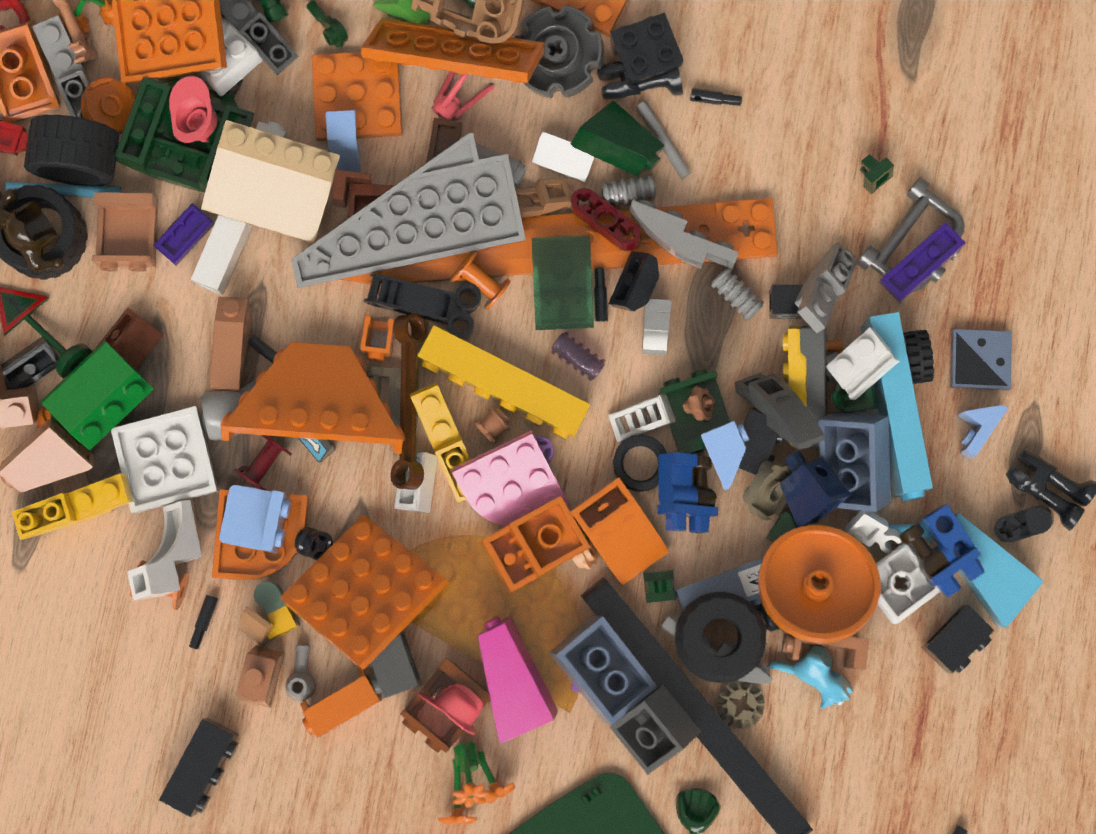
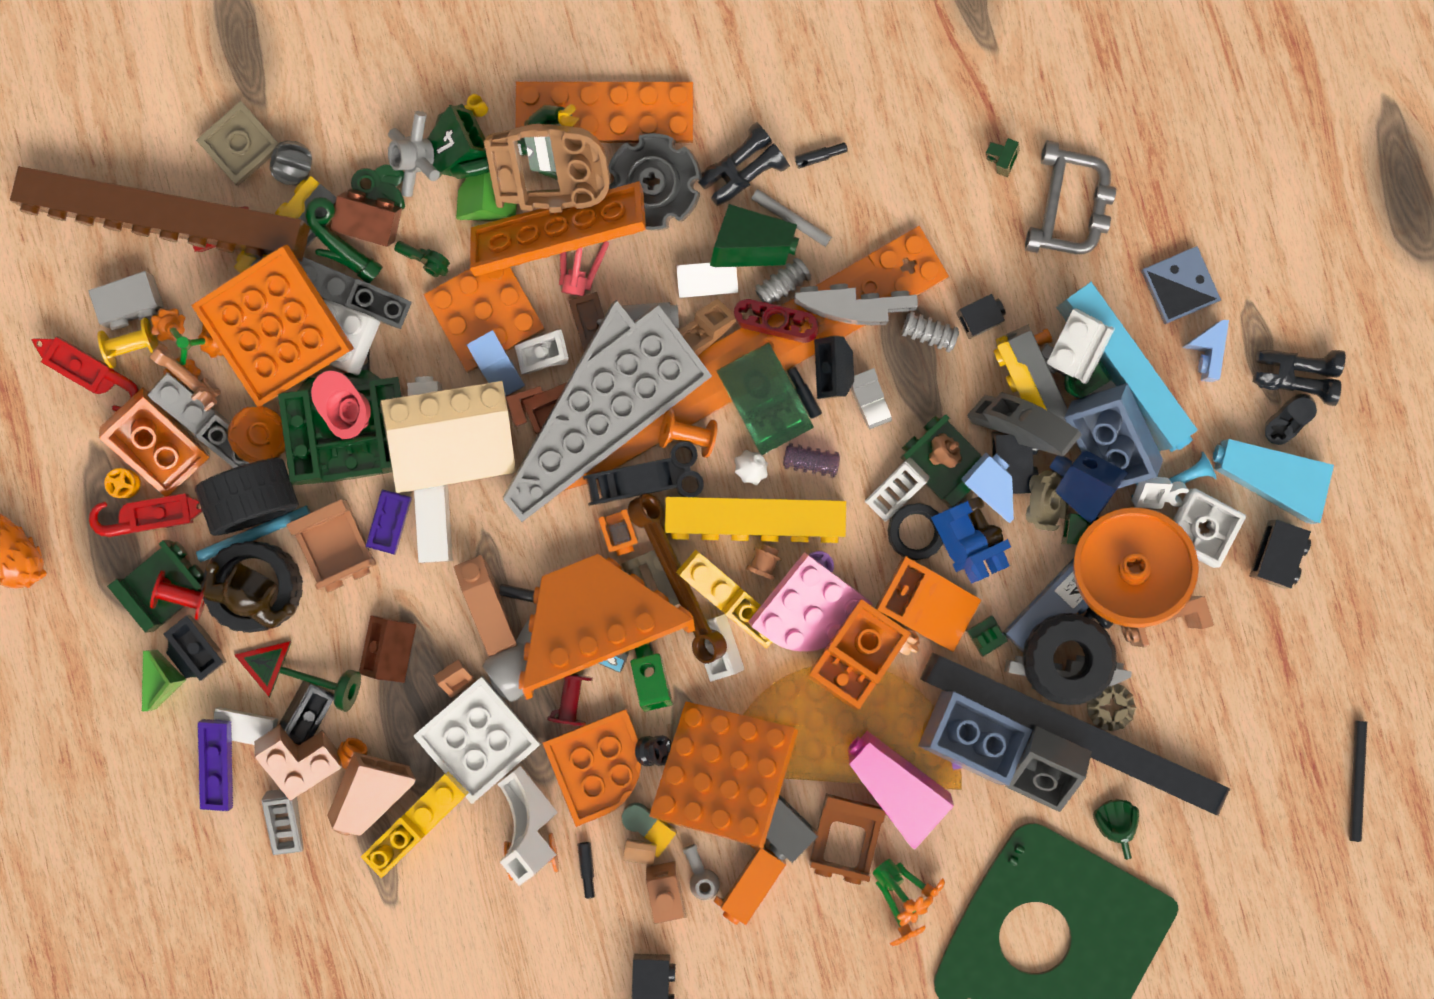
camera: 30 degrees left, 5 degrees up
(97, 395) = (386, 712): green slope -> none
(171, 396) = (454, 678): none -> nougat plate
(255, 518) = (590, 755): light blue bracket -> none
(337, 488) = (653, 690): none -> green torso
(388, 151) = (542, 352): none -> white slope
(458, 704) = (858, 833): coral piece -> none
(522, 337) = (751, 467): none -> white piece
(646, 48) = (736, 140): black bracket -> none
(816, 671) = (1168, 645): medium azure animal -> none
(824, 285) = (1008, 288): light grey slope -> none
(919, 356) = (1126, 310): black tyre -> none
(922, 262) = (1088, 221): dark purple plate -> none
(951, 554) = (1241, 483): blue hips -> none

